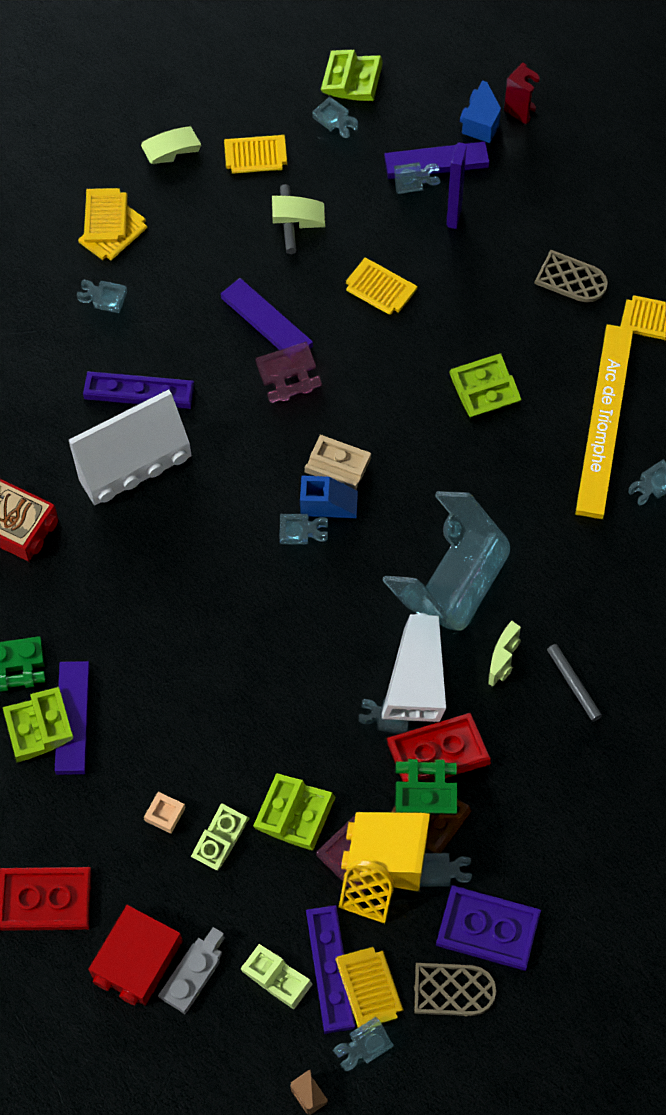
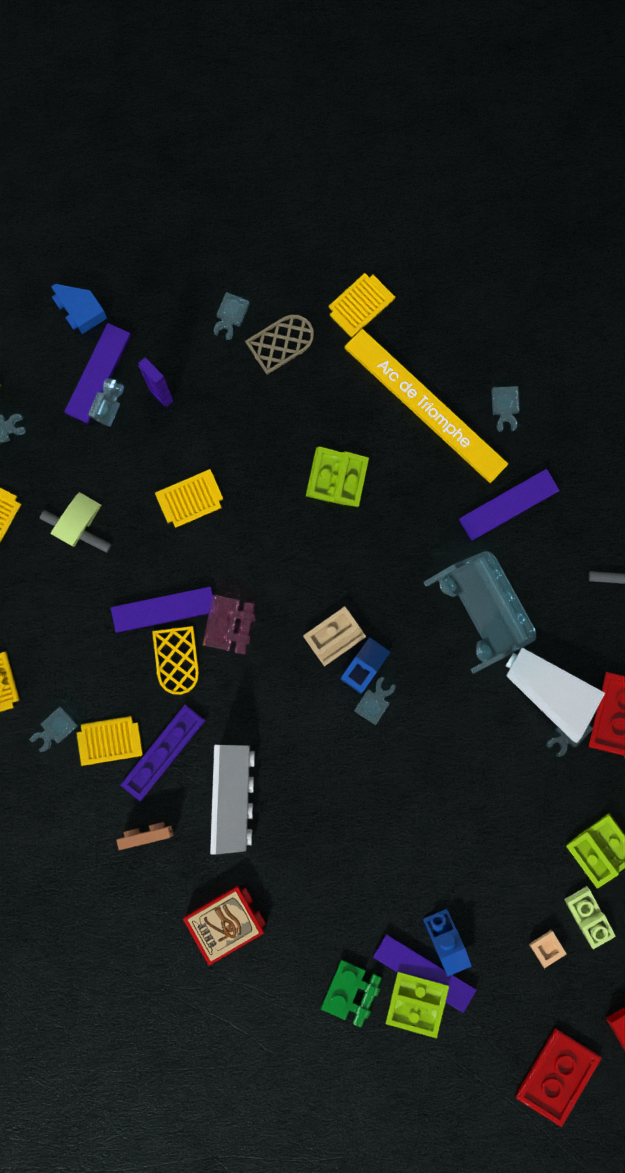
camera: 60 degrees left, 20 degrees up
(52, 411) = (135, 838): none -> nougat plate
(112, 717) = (447, 942): none -> blue slope
(121, 344) = (109, 740): none -> yellow window
(233, 372) = (177, 666): none -> yellow window
(502, 655) = (583, 624): yellowish green slope -> none
(519, 93) = (87, 268): dark red hinge -> none
(566, 225) = (231, 312): none -> clear light blue plate
(566, 539) = (509, 505): none -> dark purple tile

